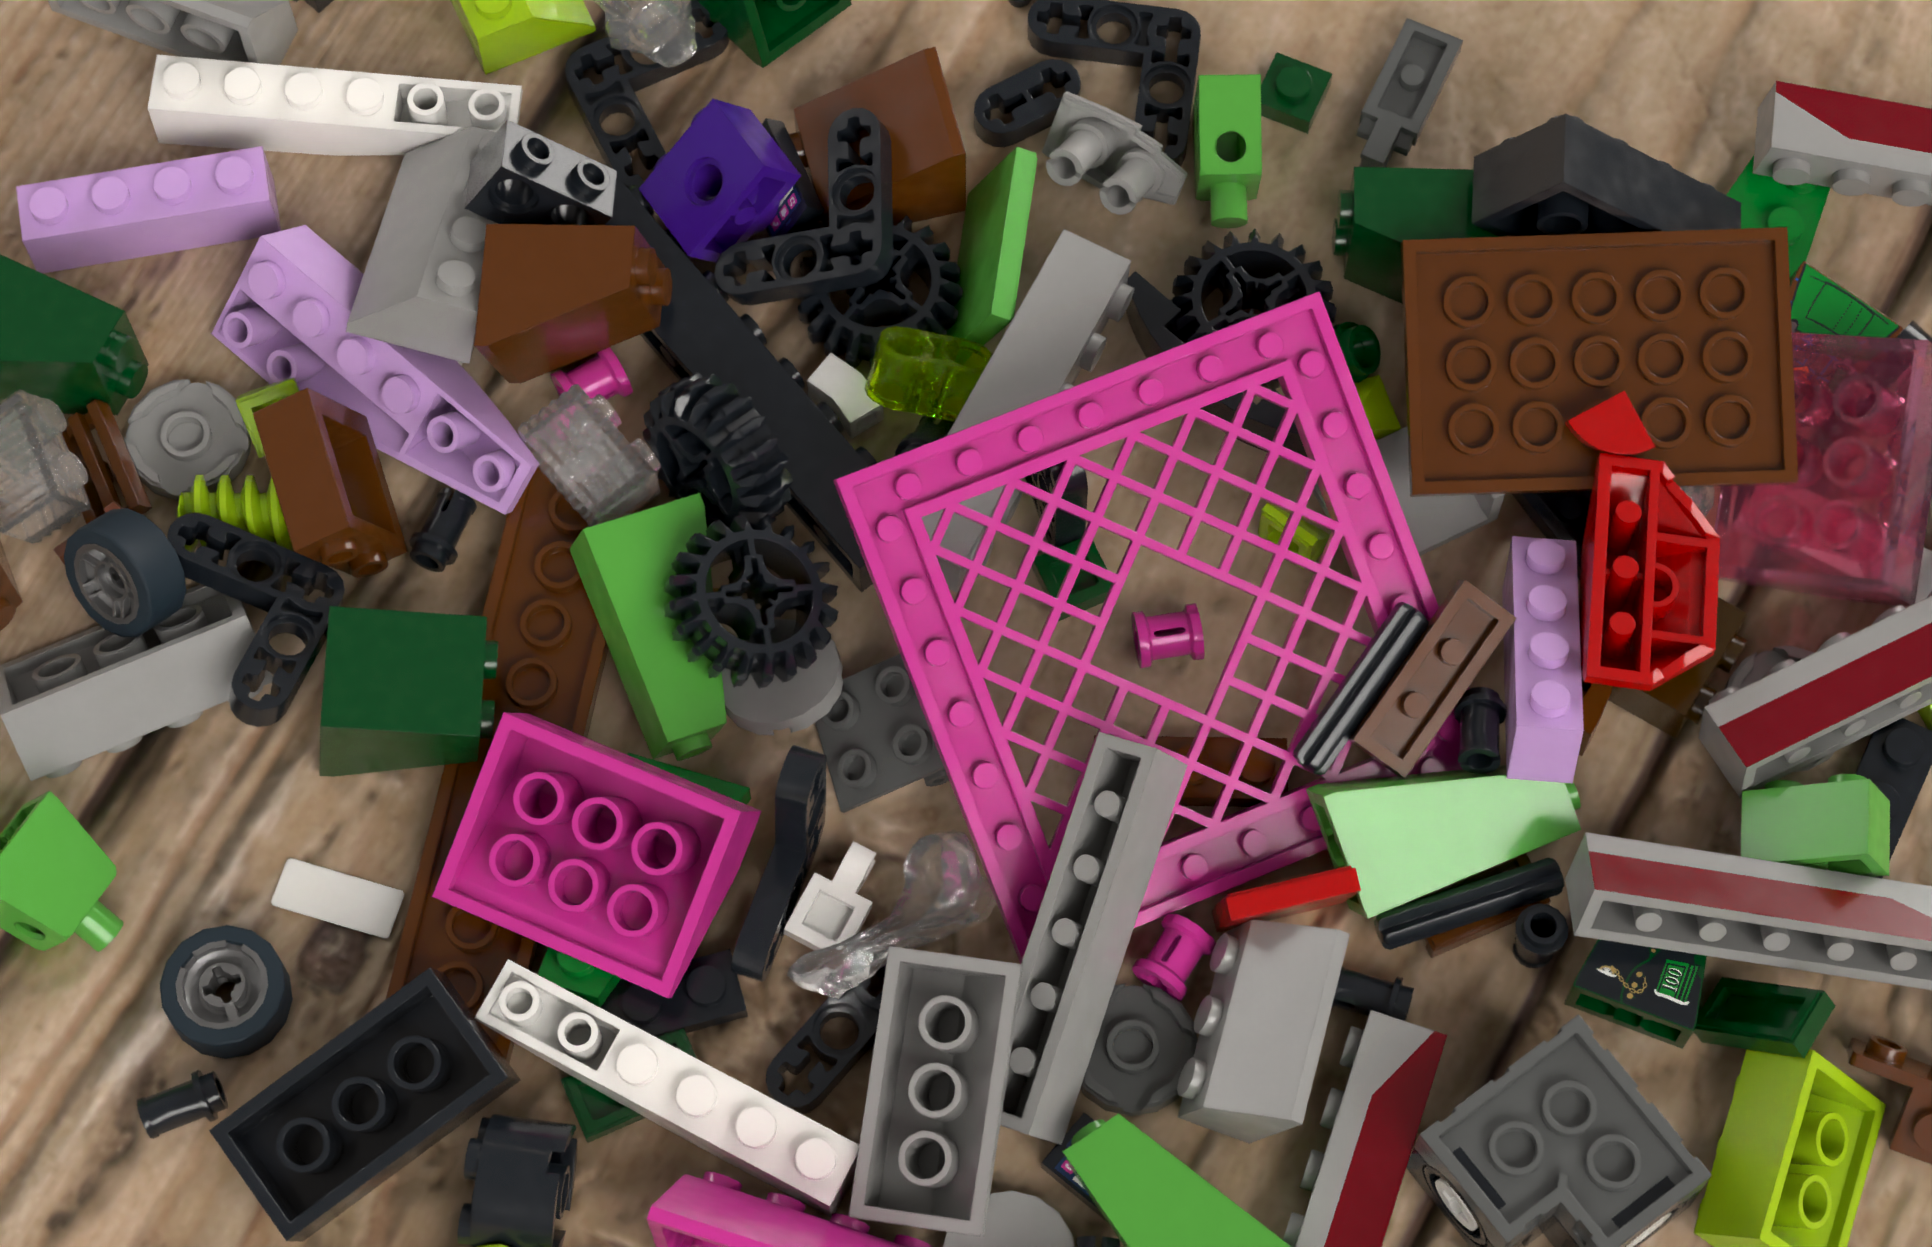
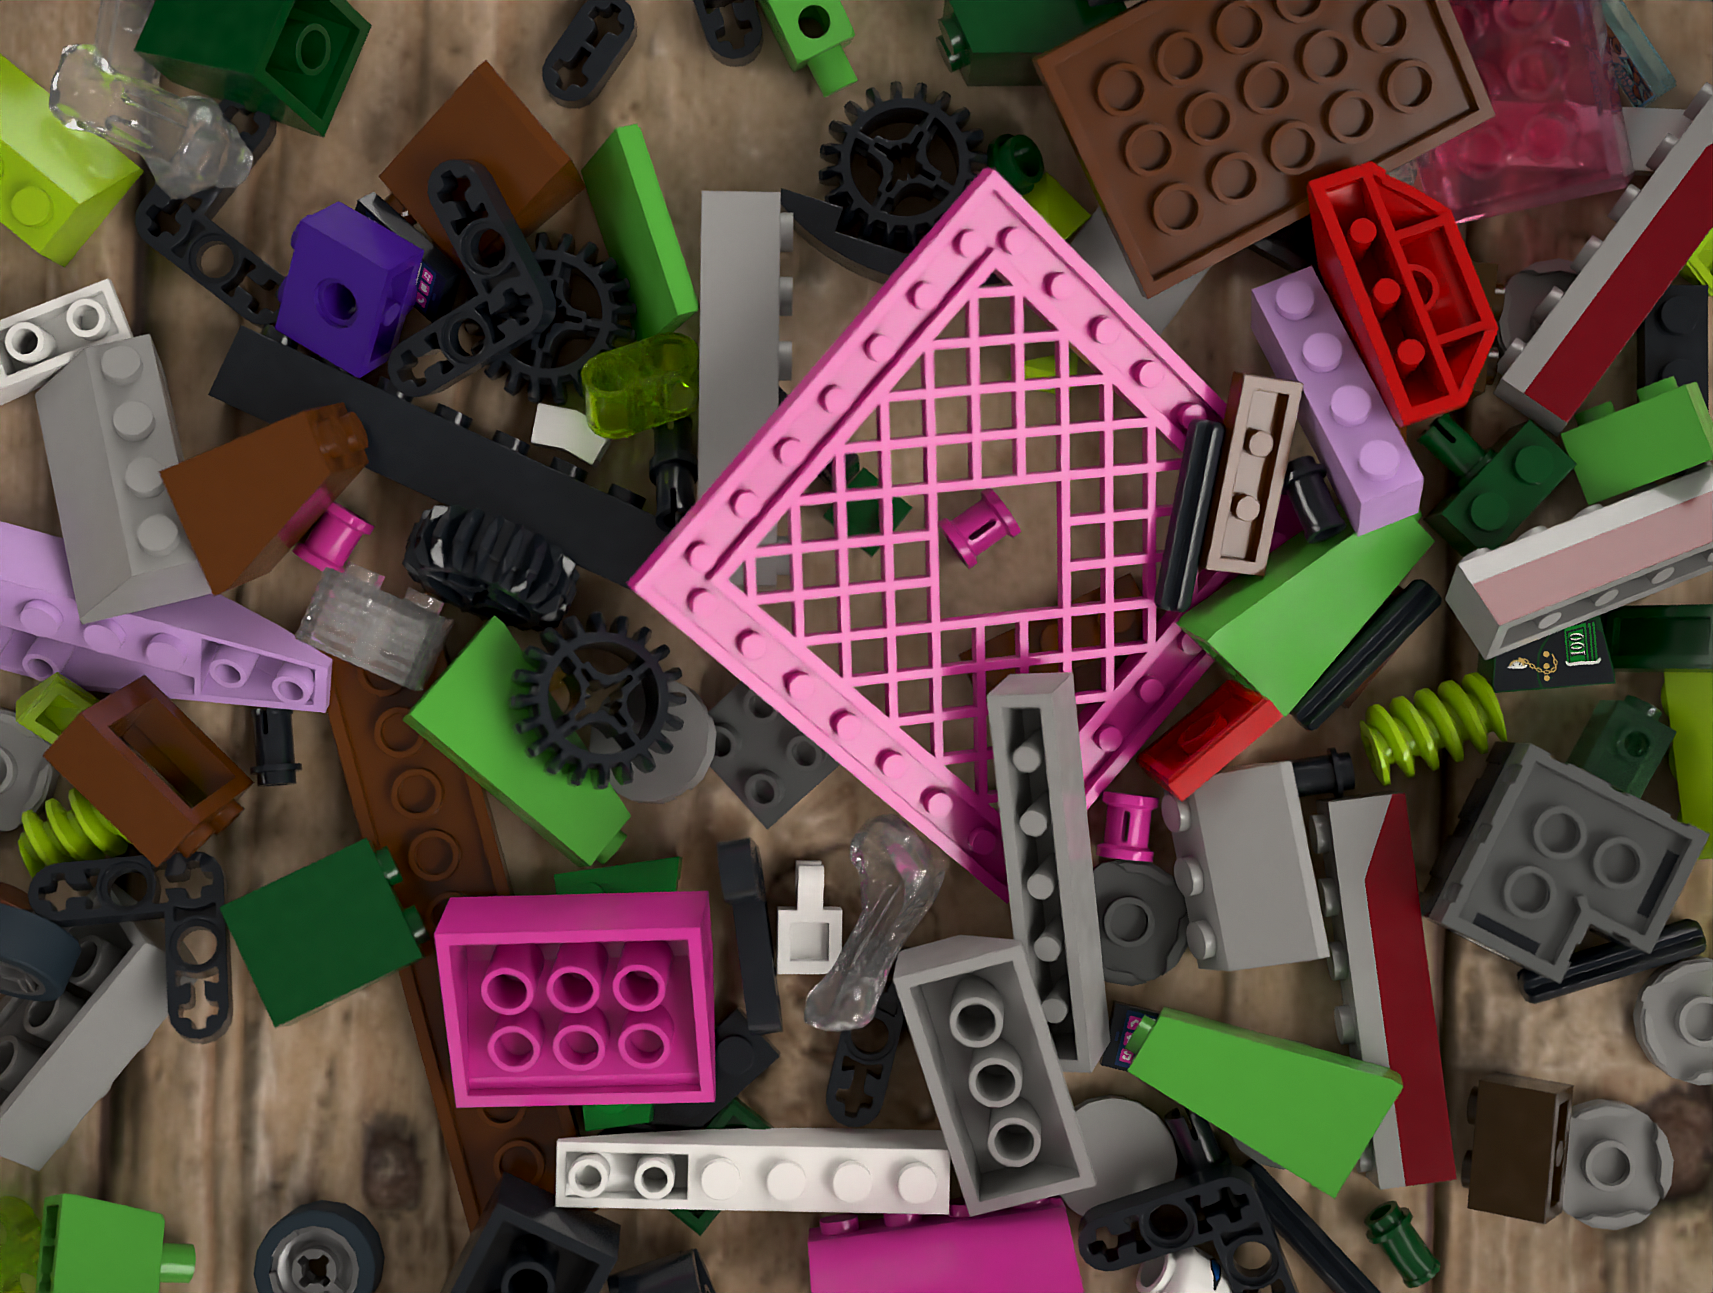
camera: 25 degrees left, 20 degrees up
(337, 898) = (368, 1125): white sticker -> none
(538, 181) = (187, 397): black brick -> none
(1110, 154) = (697, 69): light grey connector -> none
(1500, 997) = (1431, 725): none -> lime piece
(1539, 934) = (1449, 665): black pin -> none
(1612, 427) = (1309, 150): red tile -> none
(1664, 808) = (1492, 485): none -> dark green brick
(1686, 1089) = (1623, 744): none -> clear green brick

